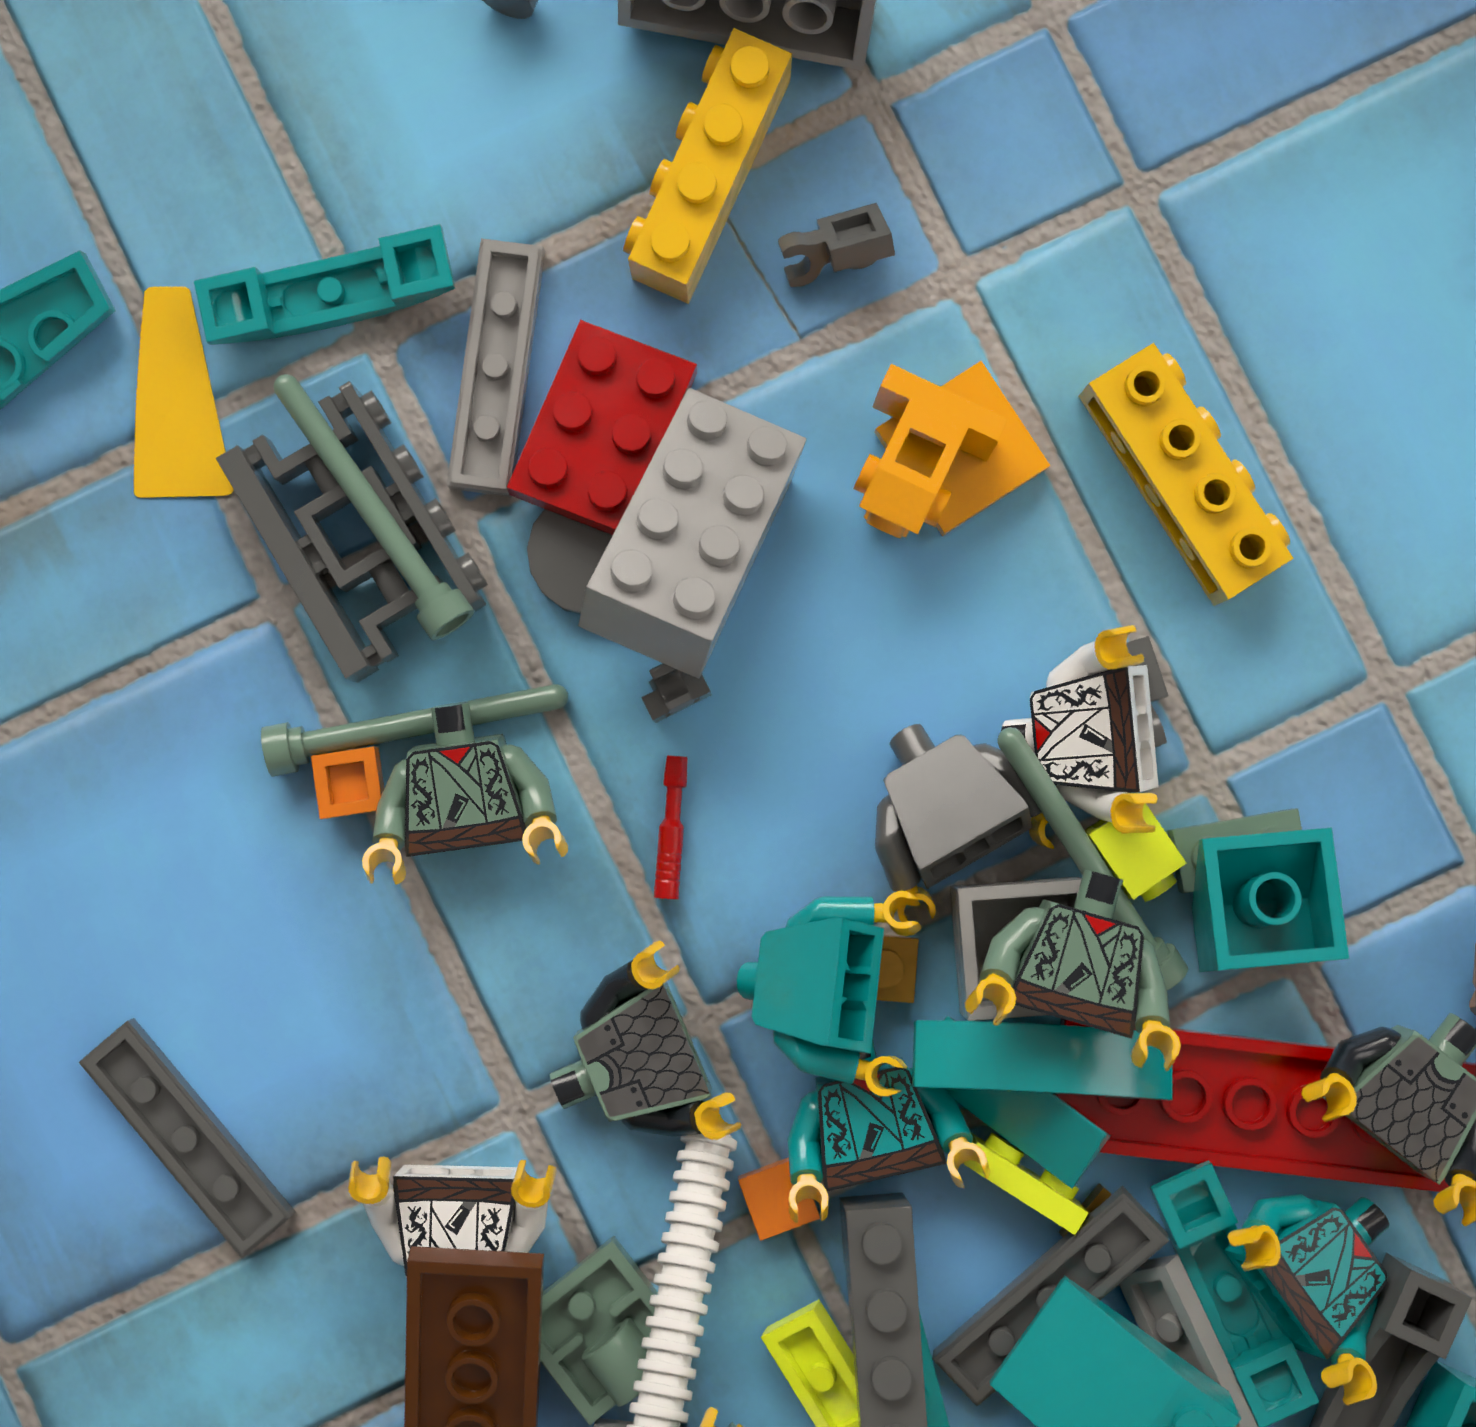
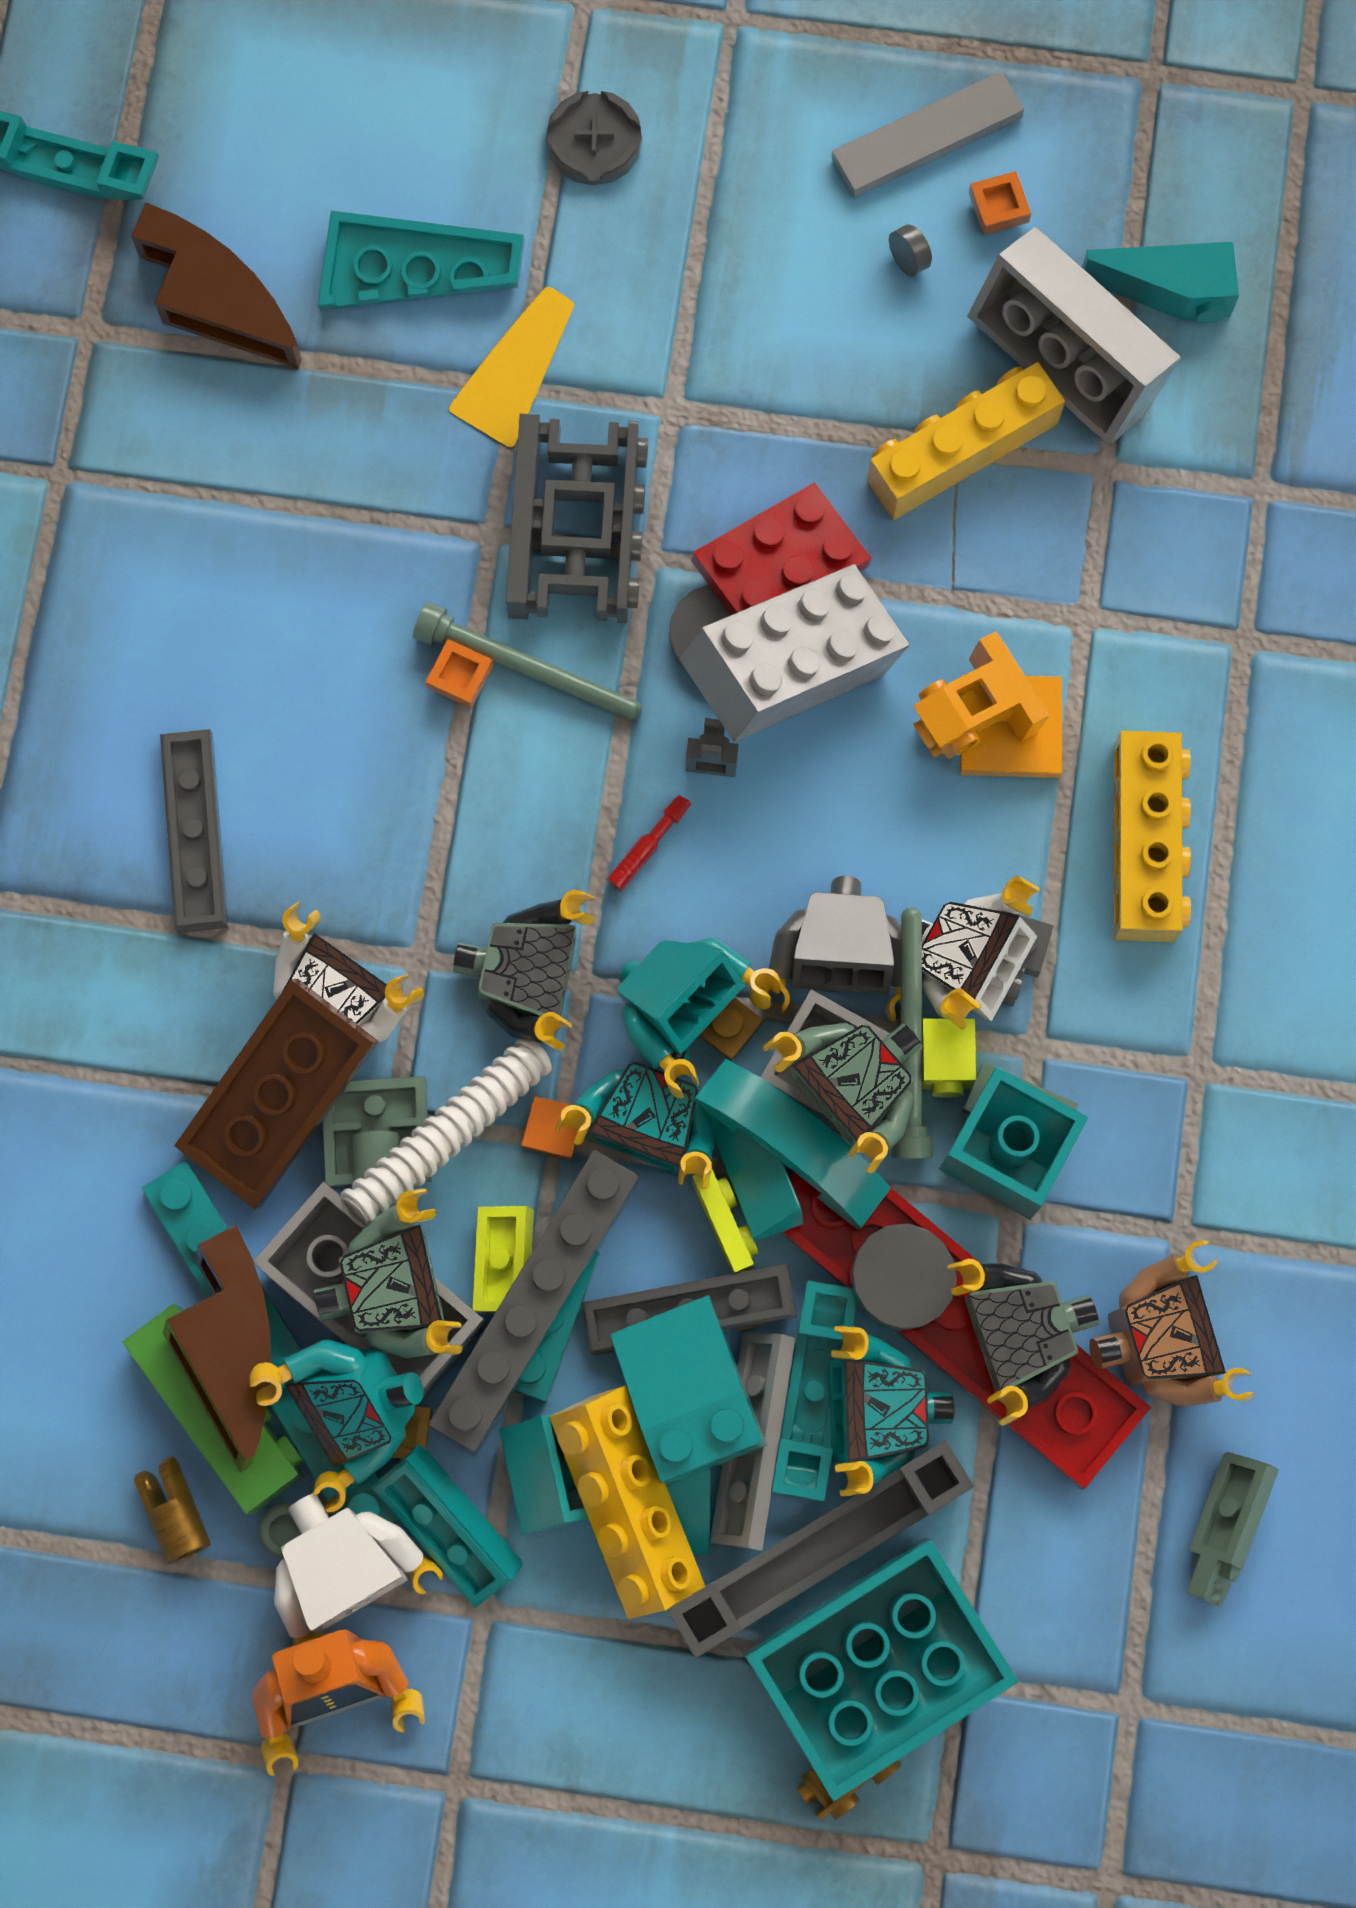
camera: 30 degrees right, 10 degrees down
(80, 85) = (594, 137): none -> dark grey tile
(327, 291) = (660, 361): teal slope -> none
(438, 605) = (597, 596): sand green piece -> none
(461, 797) = (526, 726): torso -> none
(496, 367) = (738, 477): light grey tile -> none
(843, 239) = (1021, 542): dark grey plate -> none
(1249, 1122) = (902, 1277): none -> dark grey tile

